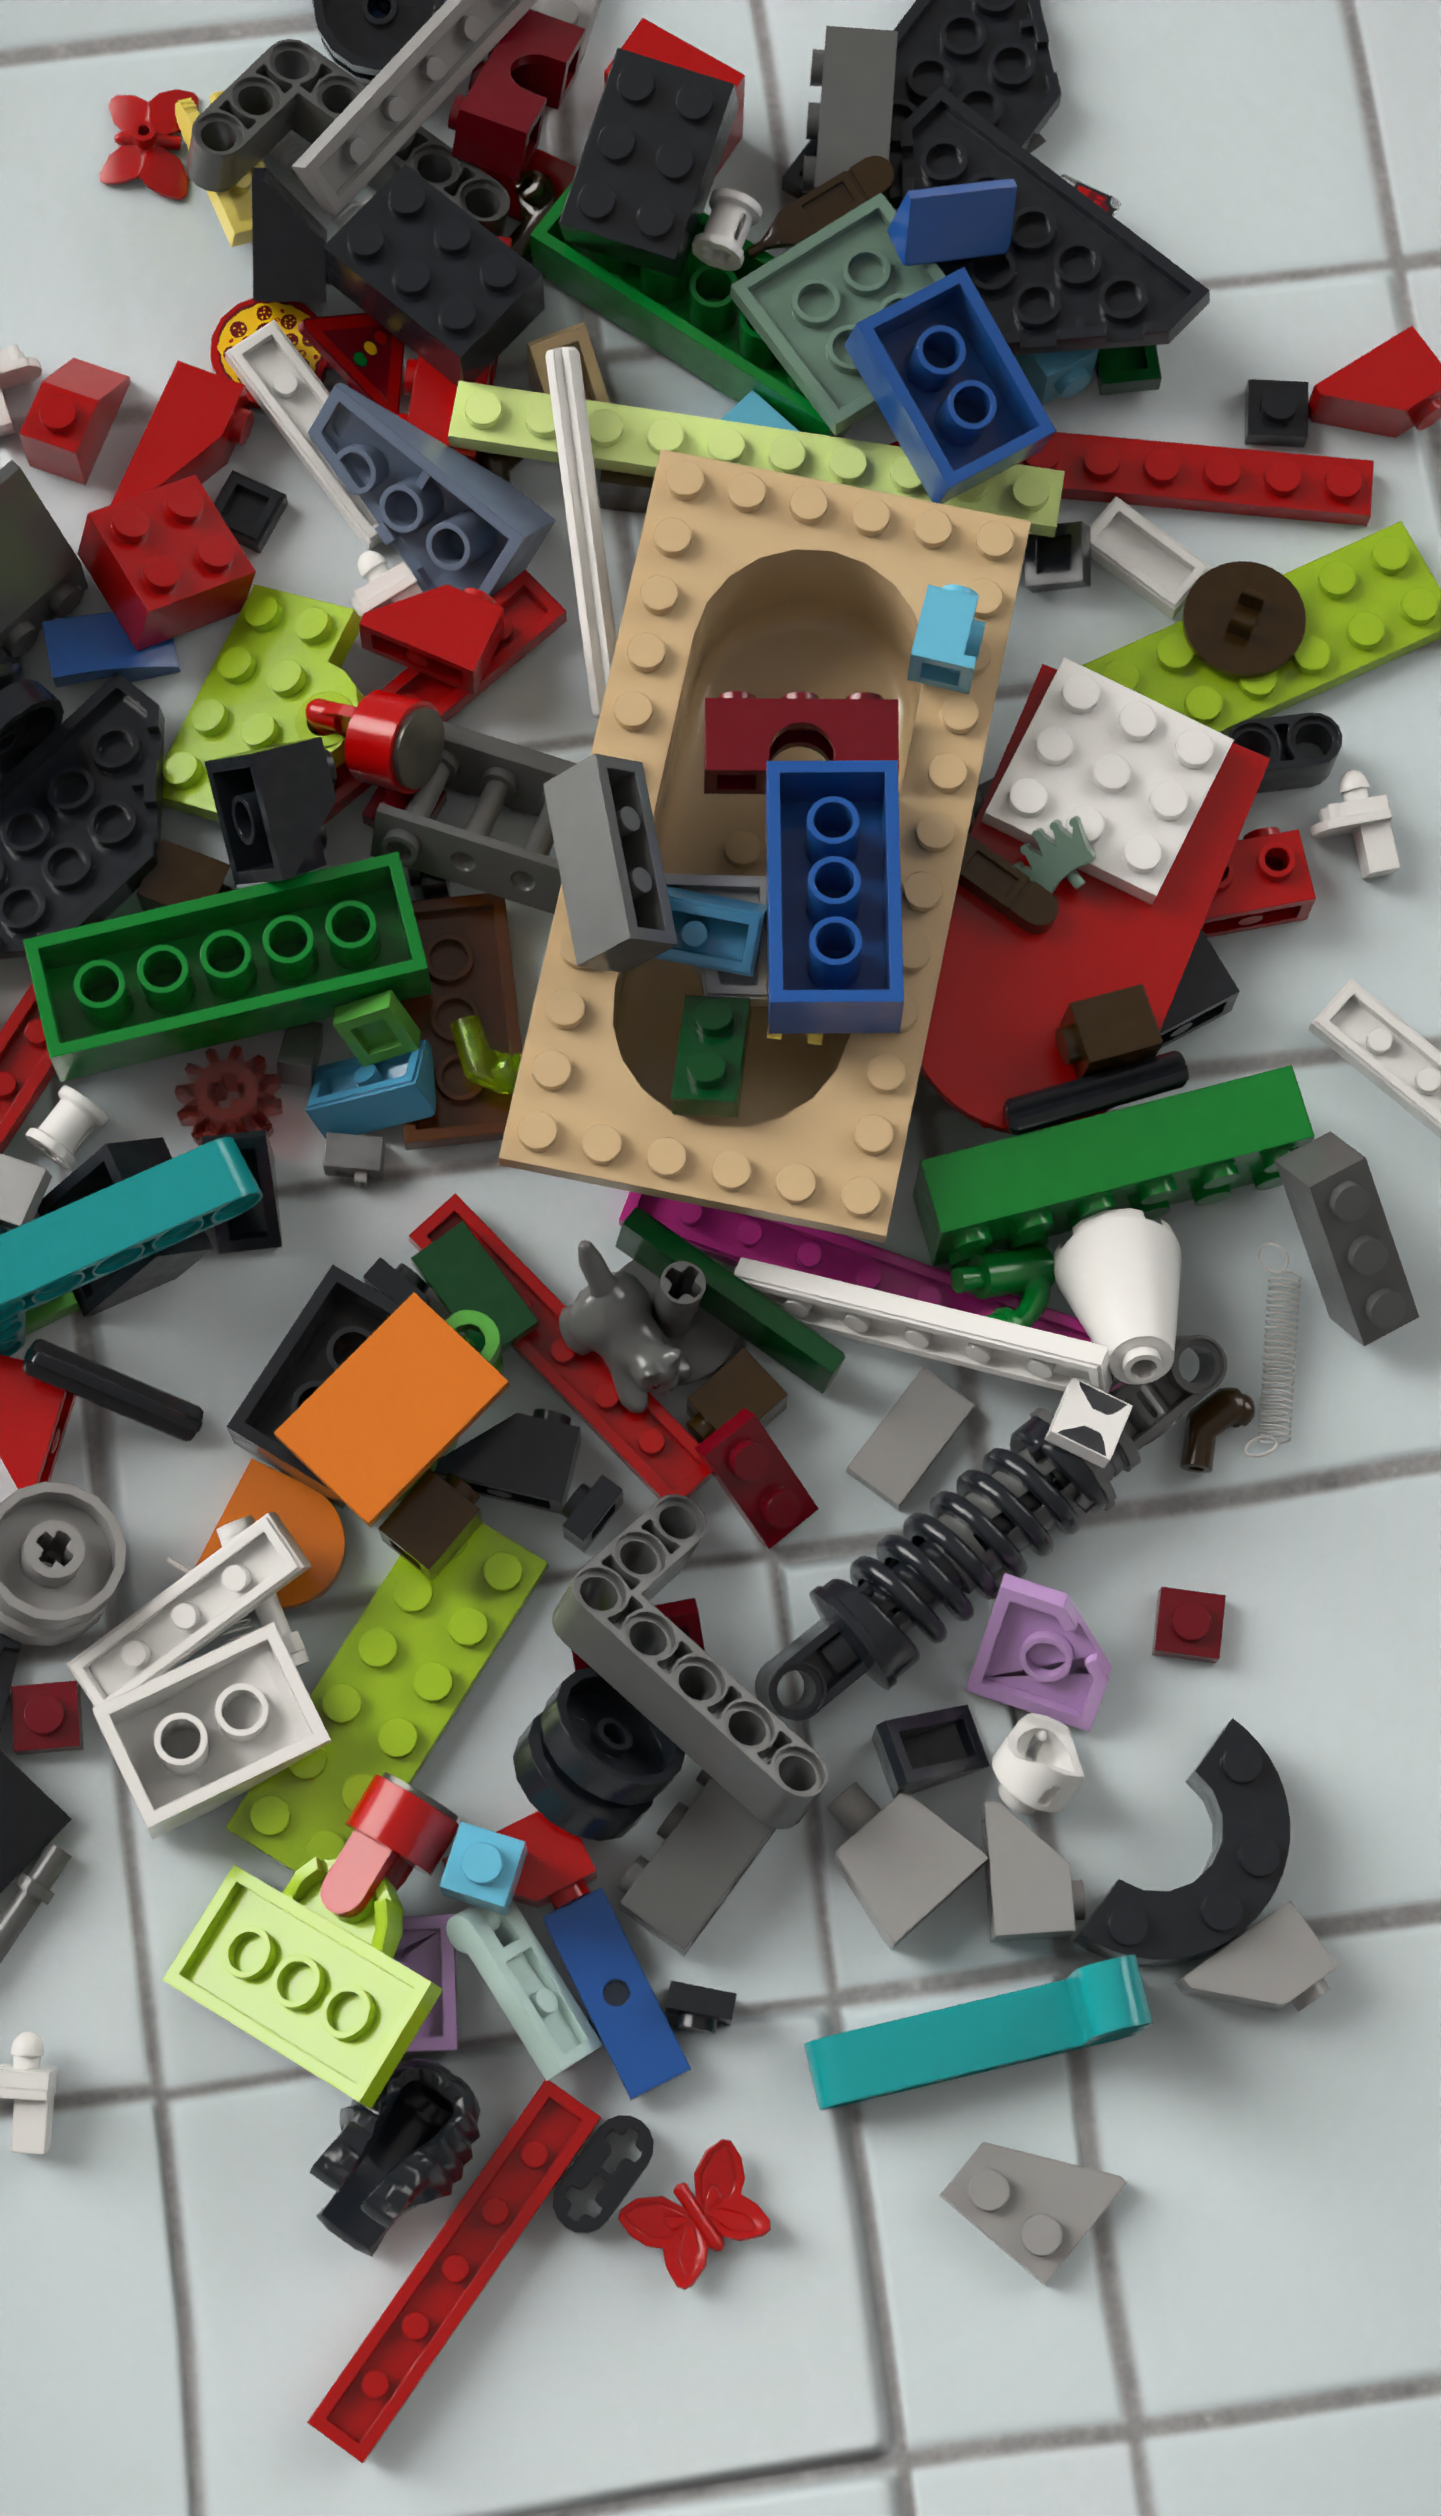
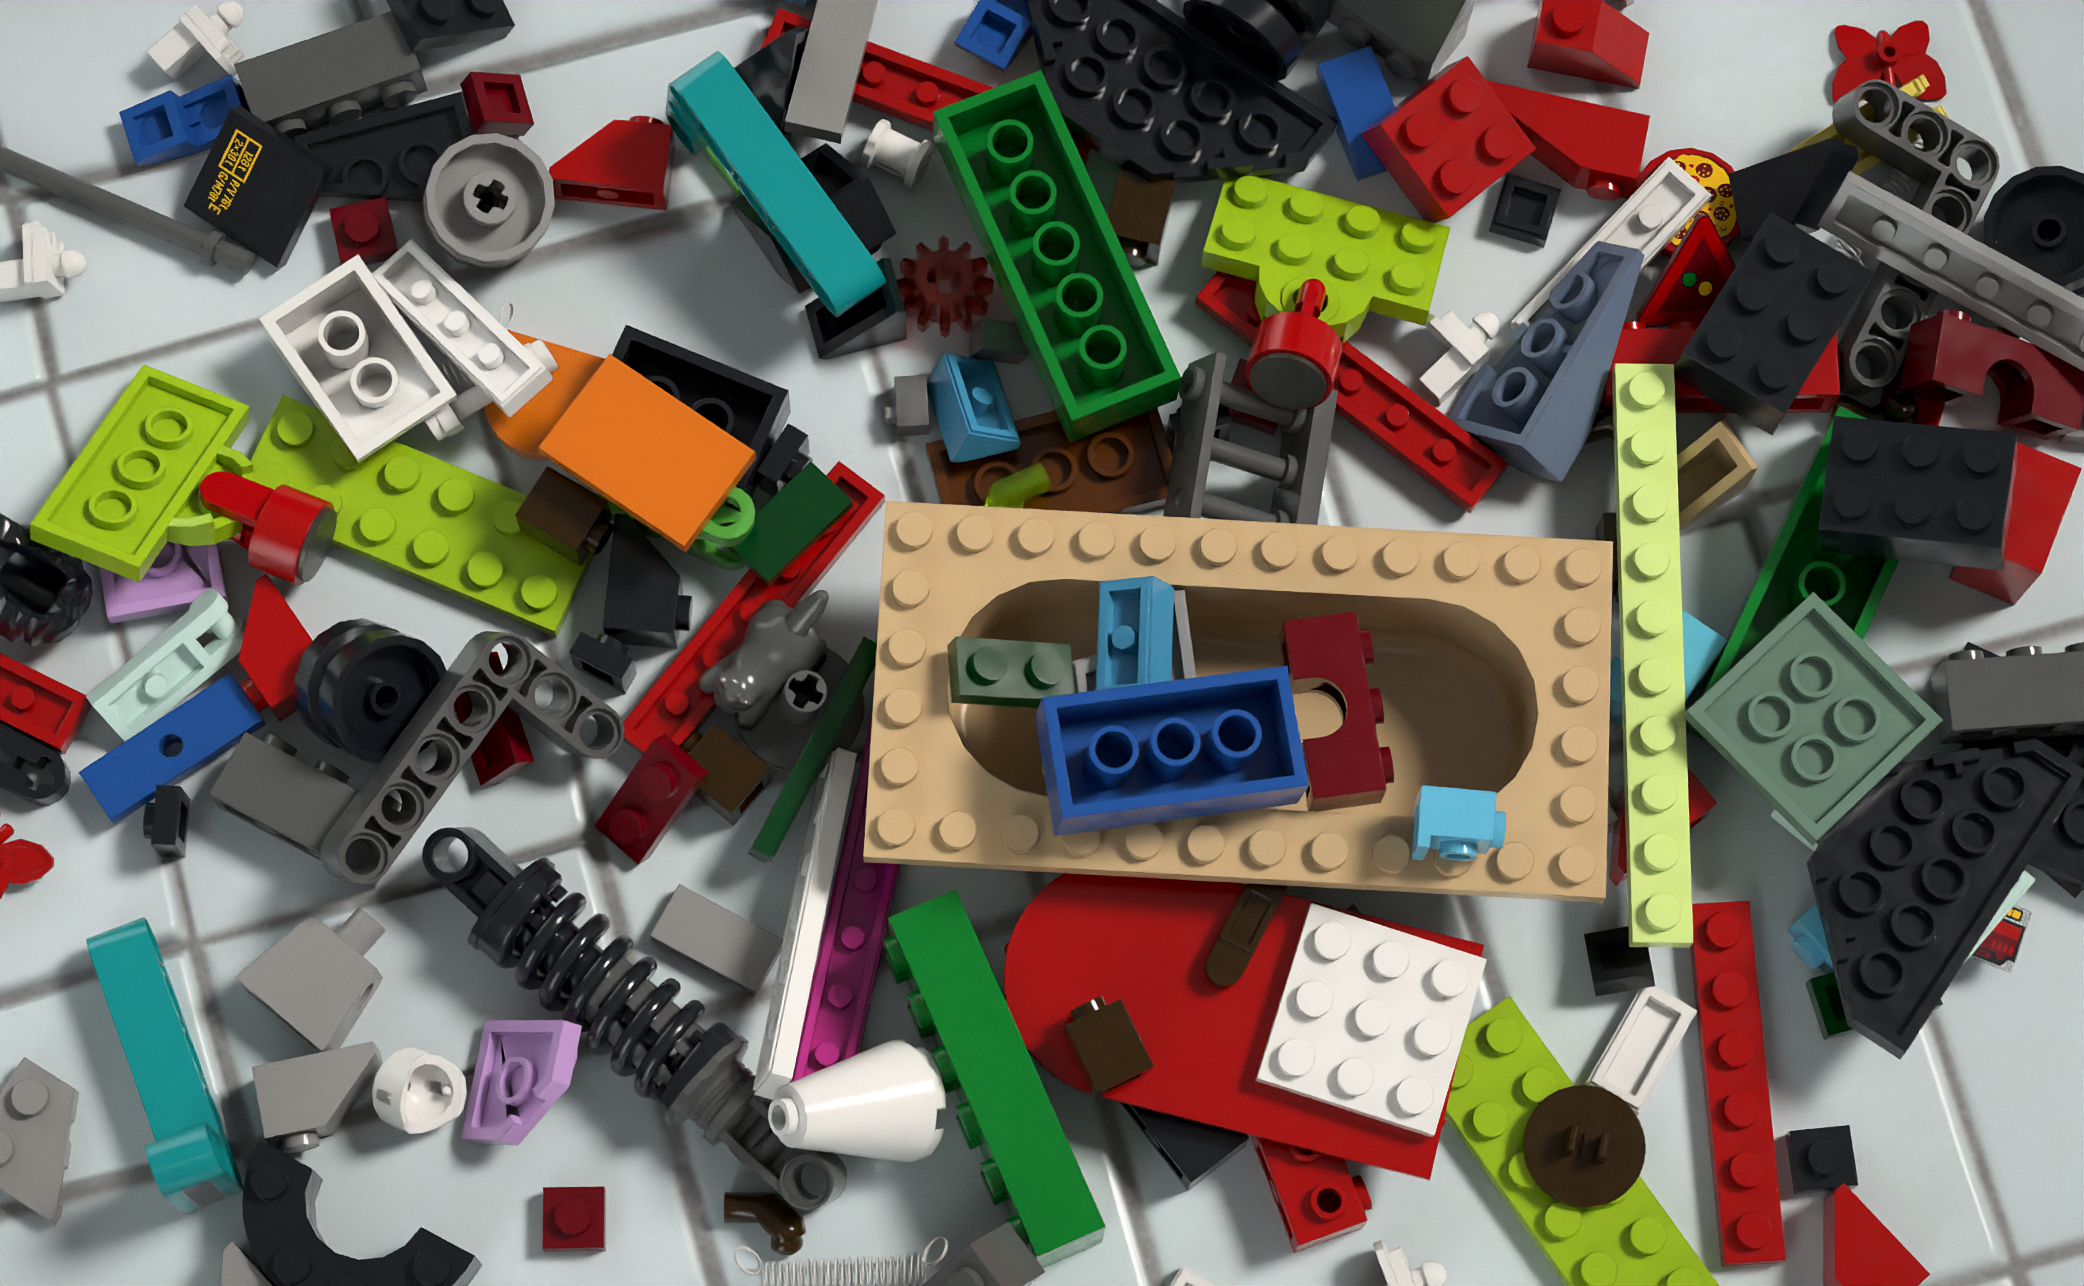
camera: 80 degrees right, 0 degrees up
(112, 1390) = (652, 229): black axle -> none
(274, 808) = (1205, 266): black slope -> none
(377, 1028) = (1020, 394): bright green plate -> none
(438, 634) = (1419, 393): red slope -> none
(483, 1868) = (252, 603): medium azure brick -> none
(583, 518) = (1586, 486): white axle -> none
(610, 863) = (1167, 543): brick -> none
(726, 229) = (1875, 581): white bush -> none
(827, 204) = (1924, 674): dark brown piece -> none
(928, 1749) = (422, 990): black slope -> none
(949, 386) = (1734, 803): blue brick -> none
(954, 222) = (1920, 792): blue slope -> none
(1010, 1273) = (880, 1000): green plant -> none
(1057, 856) = (1278, 975): sand green piece -> none
(1088, 1422) = (725, 1076): white tile -> none
(1095, 1092) = (1049, 1045): black axle -> none
(1278, 739) = (1461, 1198): black beam -> none

